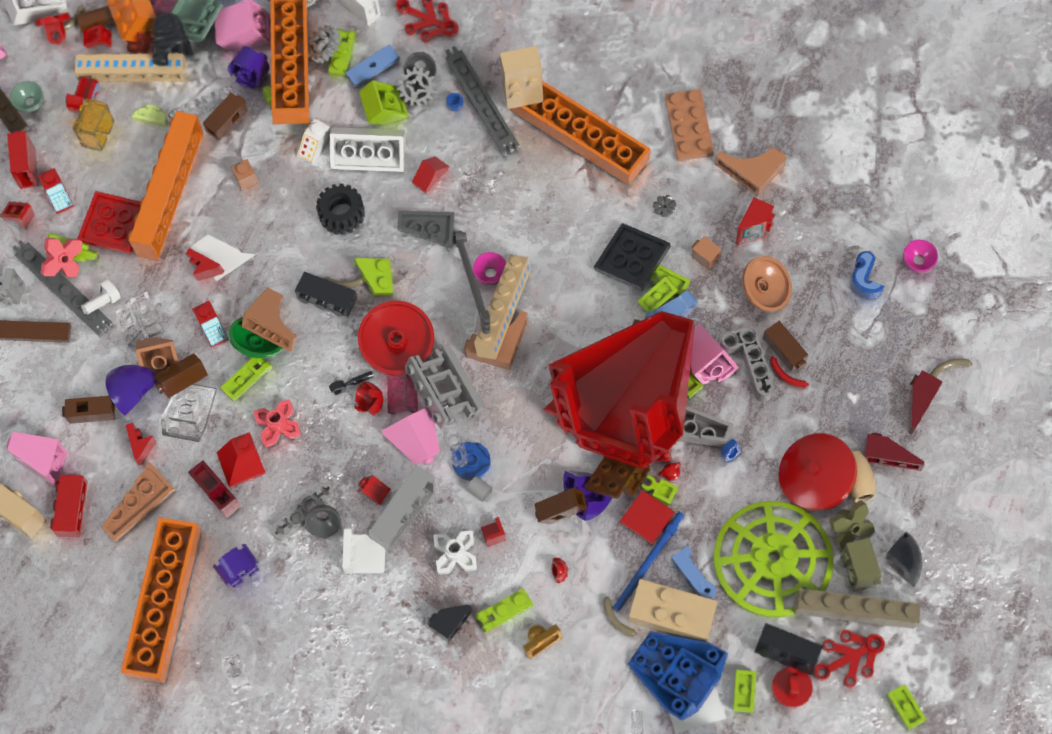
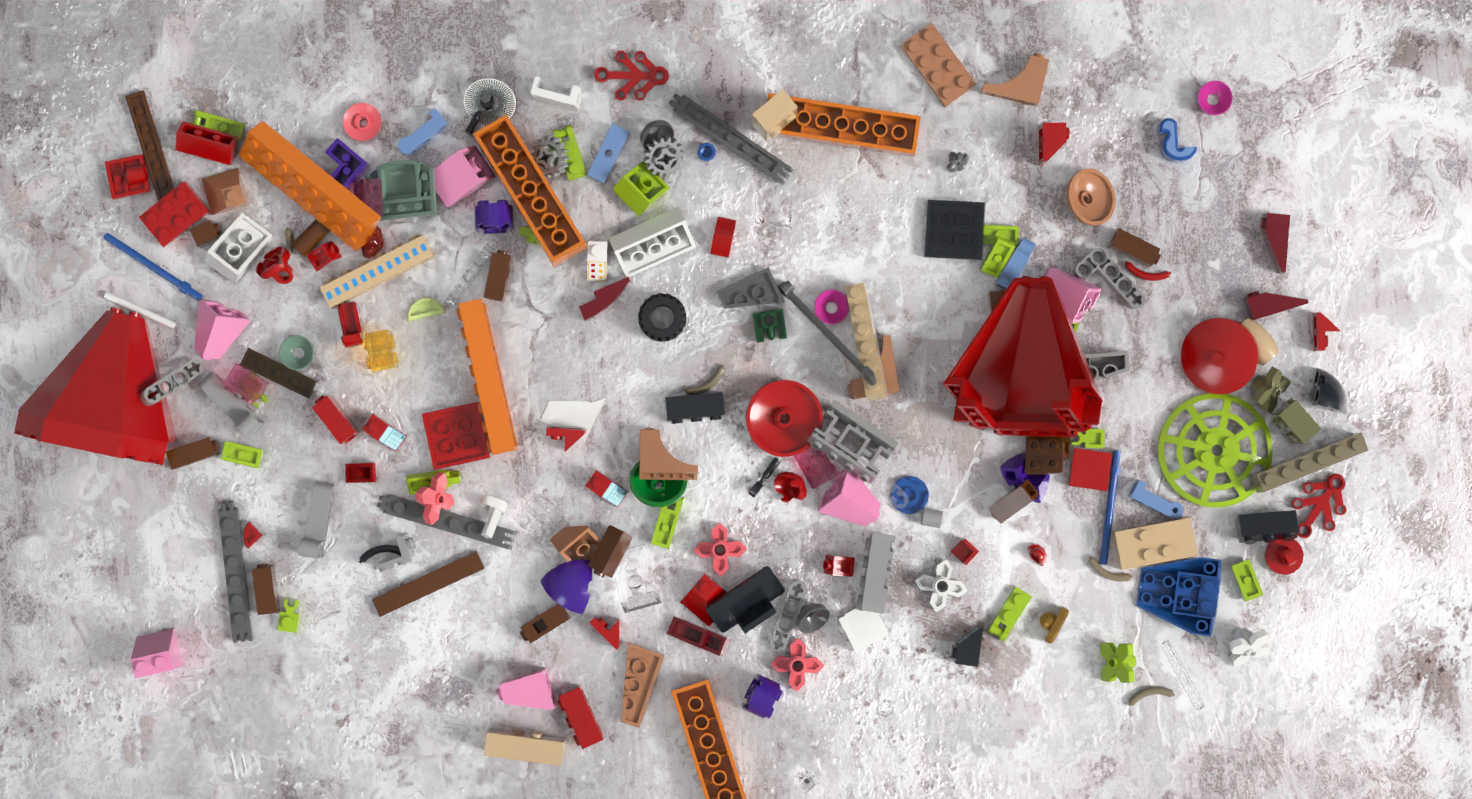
camera: 35 degrees left, 20 degrees up
(166, 35) = (401, 229): black hair -> none
(244, 174) = (552, 327): nougat brick -> none
(273, 477) = (747, 602): none -> black bracket
(293, 561) = (797, 653): none -> coral plant
(302, 173) = (604, 298): none -> dark red slope
(376, 274) = (730, 363): lime wing -> none
(420, 254) = (778, 321): none -> dark green brick
(582, 703) = (1119, 662): none -> lime plant
(706, 252) = (1018, 190): nougat brick -> none
(730, 450) = (1133, 372): blue tile -> none
(906, 707) = (1386, 524): lime plate -> none
(928, 496) = (1321, 325): none -> red slope
(948, 364) = (1283, 191): dark tan piece -> none

